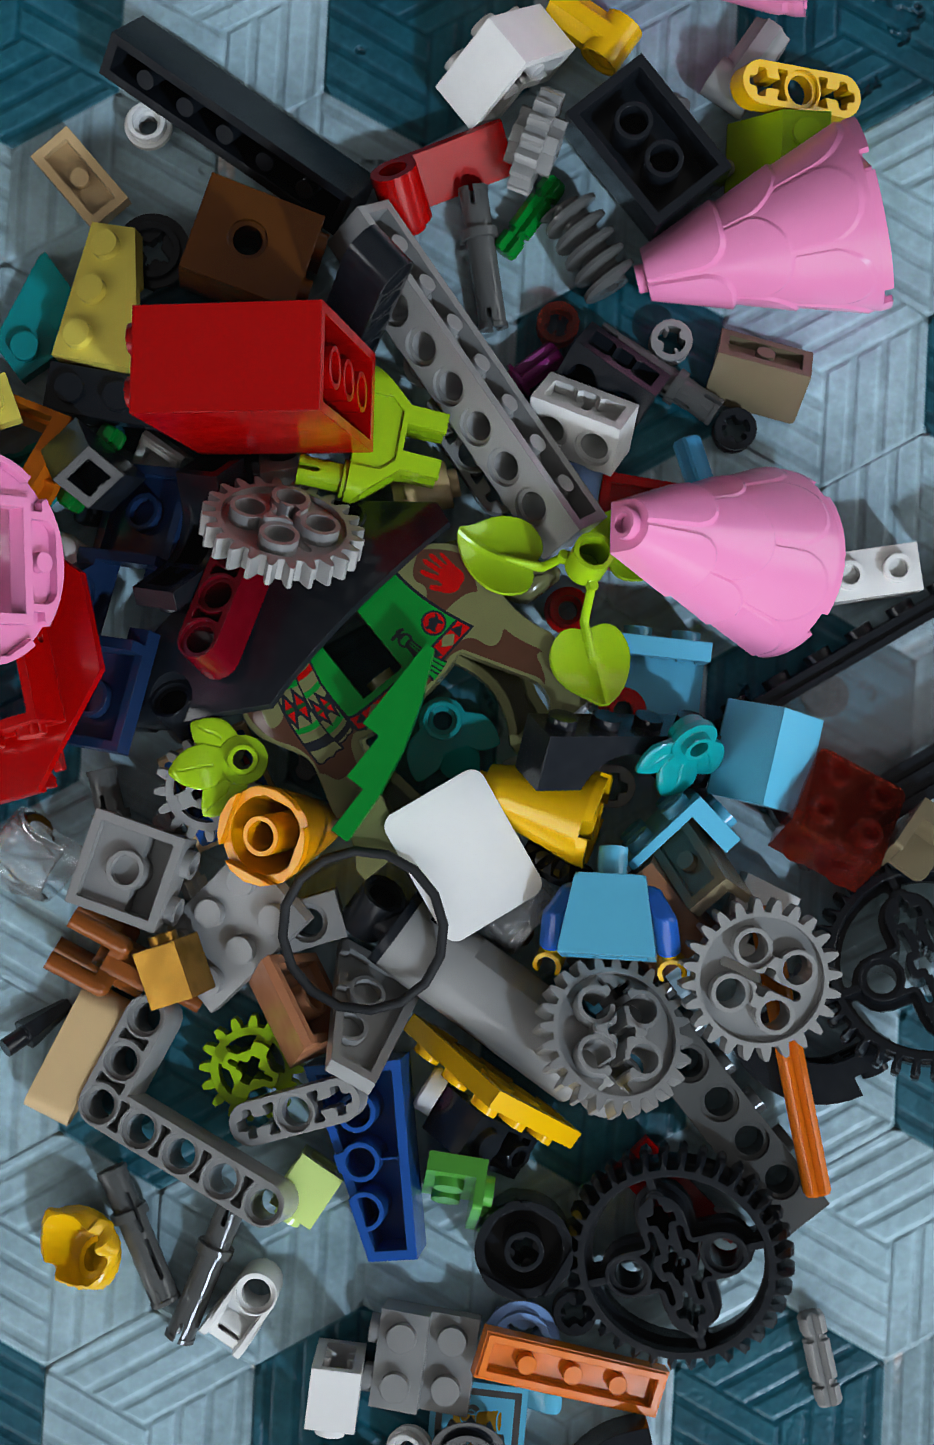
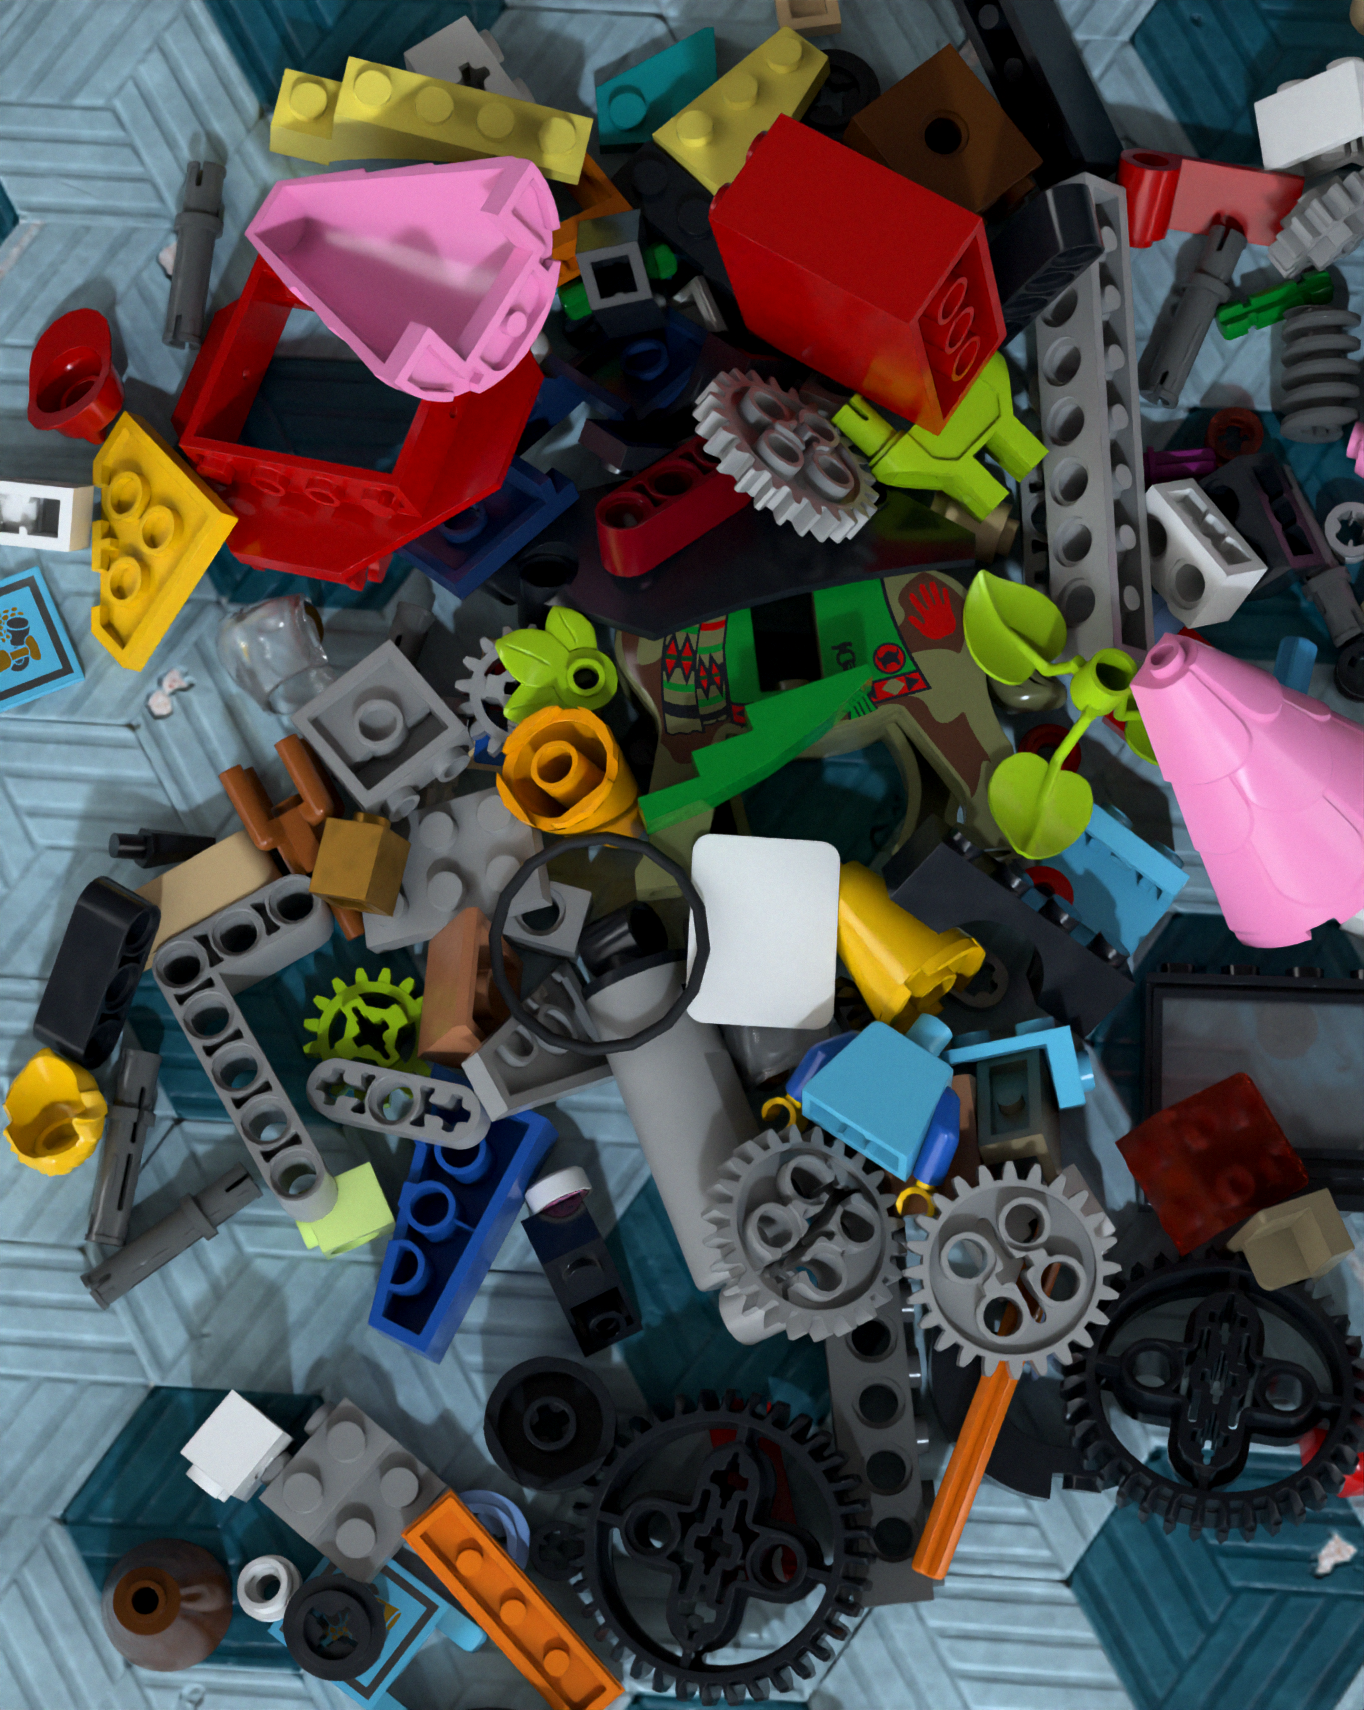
camera: 45 degrees right, 10 degrees down
(47, 1142) = (96, 972): none -> black beam
(241, 1312) = (184, 1303): white piece -> none
(449, 749) = (846, 823): teal plate -> none
(459, 1177) = (524, 1302): bright green bracket -> none
(491, 1087) = (629, 1221): yellow plate -> none
(687, 752) = (1078, 971): teal plate -> none
(764, 754) = (1173, 1035): medium azure slope -> none

